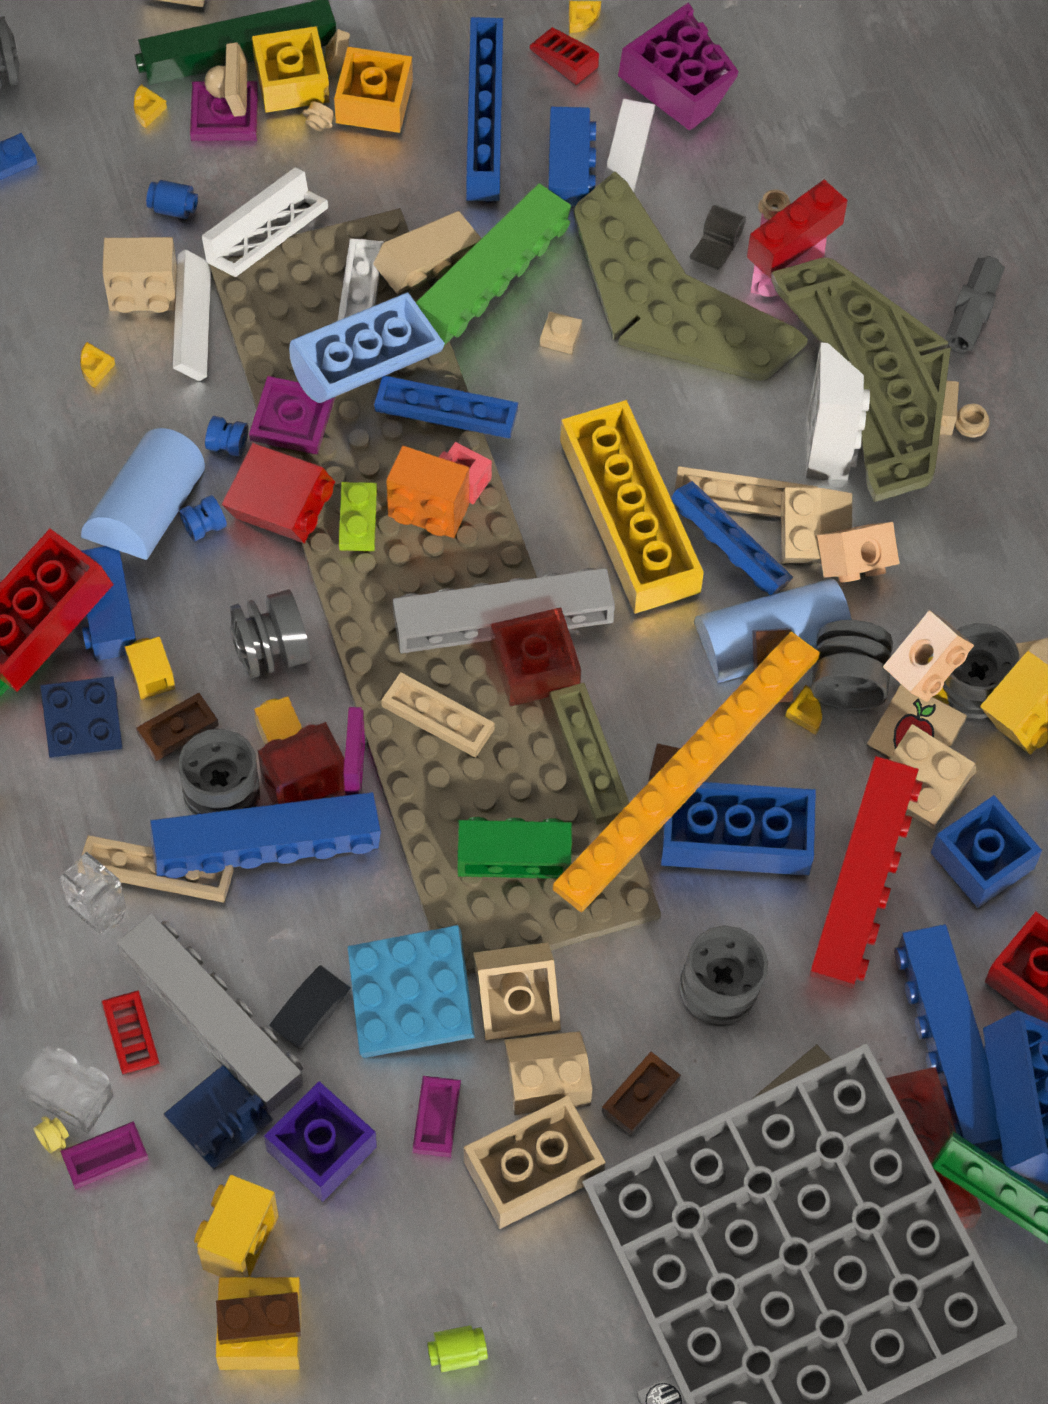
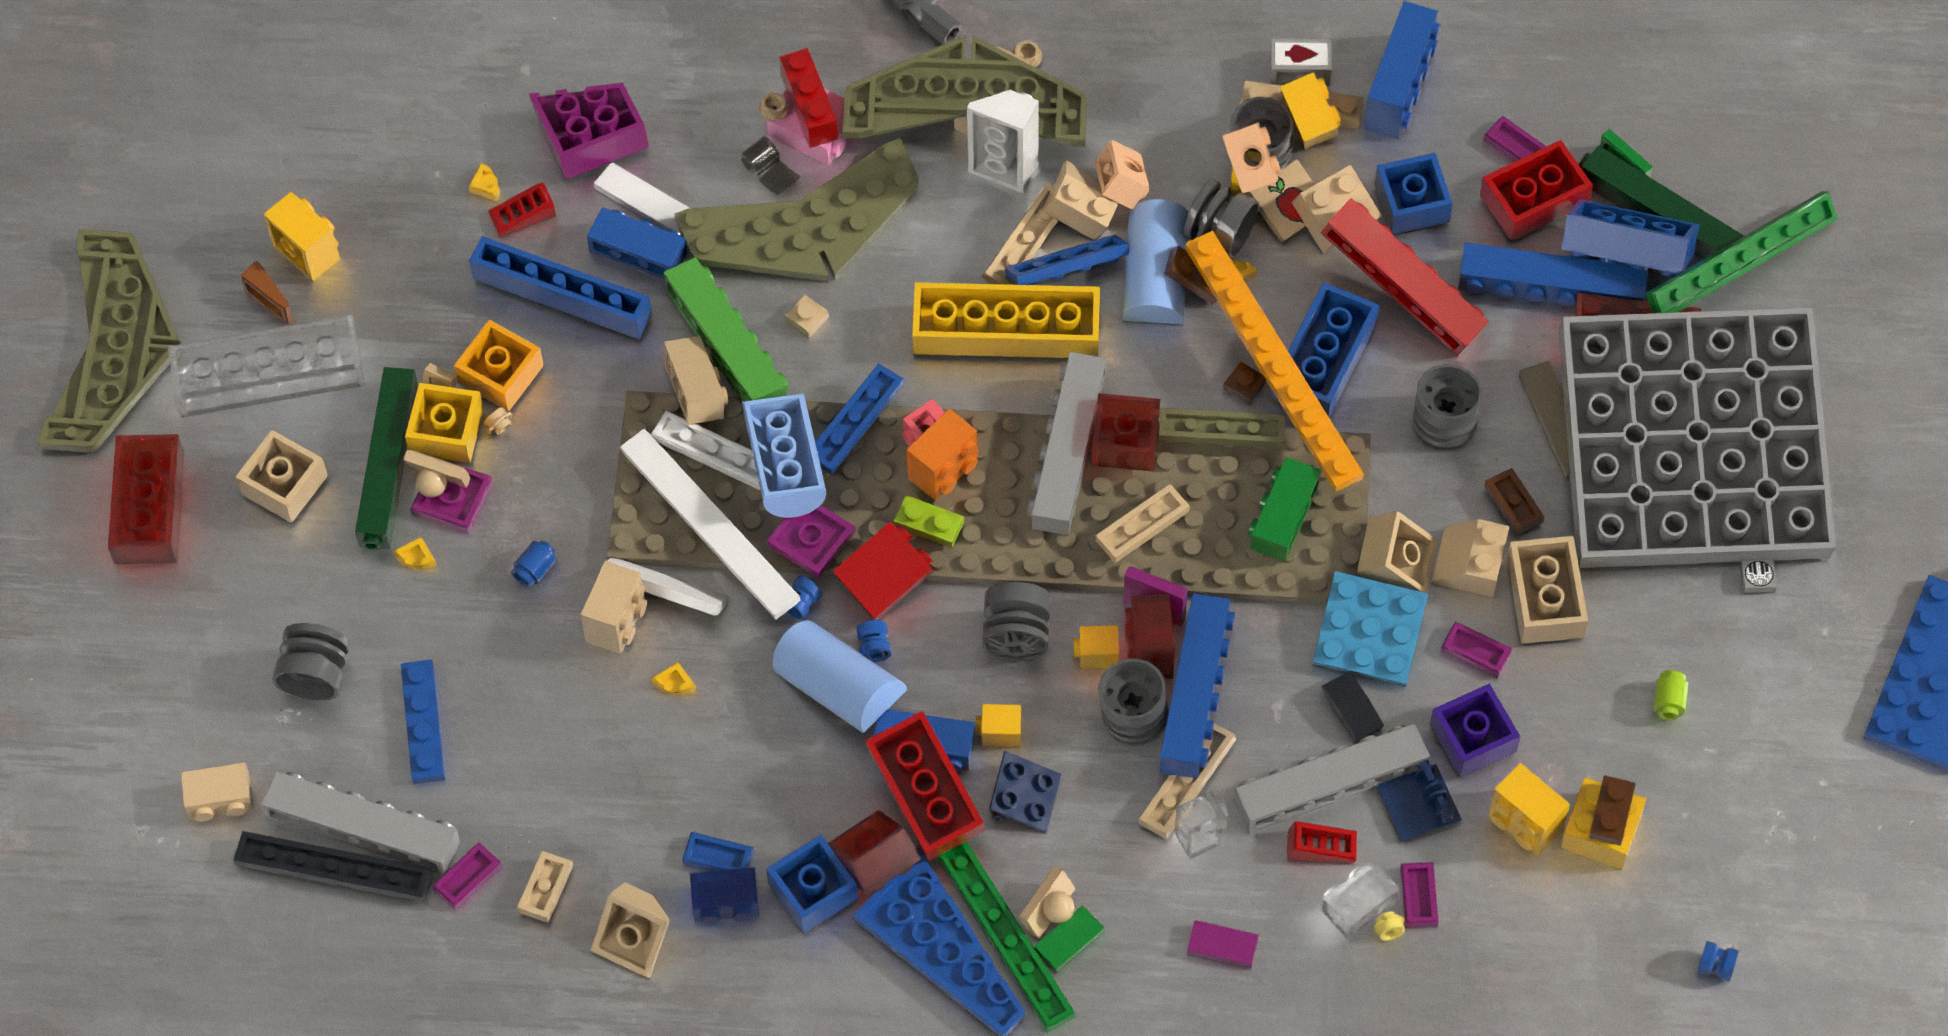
camera: 65 degrees left, 0 degrees up
(177, 726) = (1063, 723): reddish brown plate -> none
(256, 219) = (592, 502): white fence -> none
(267, 324) = (710, 524): none -> white tile

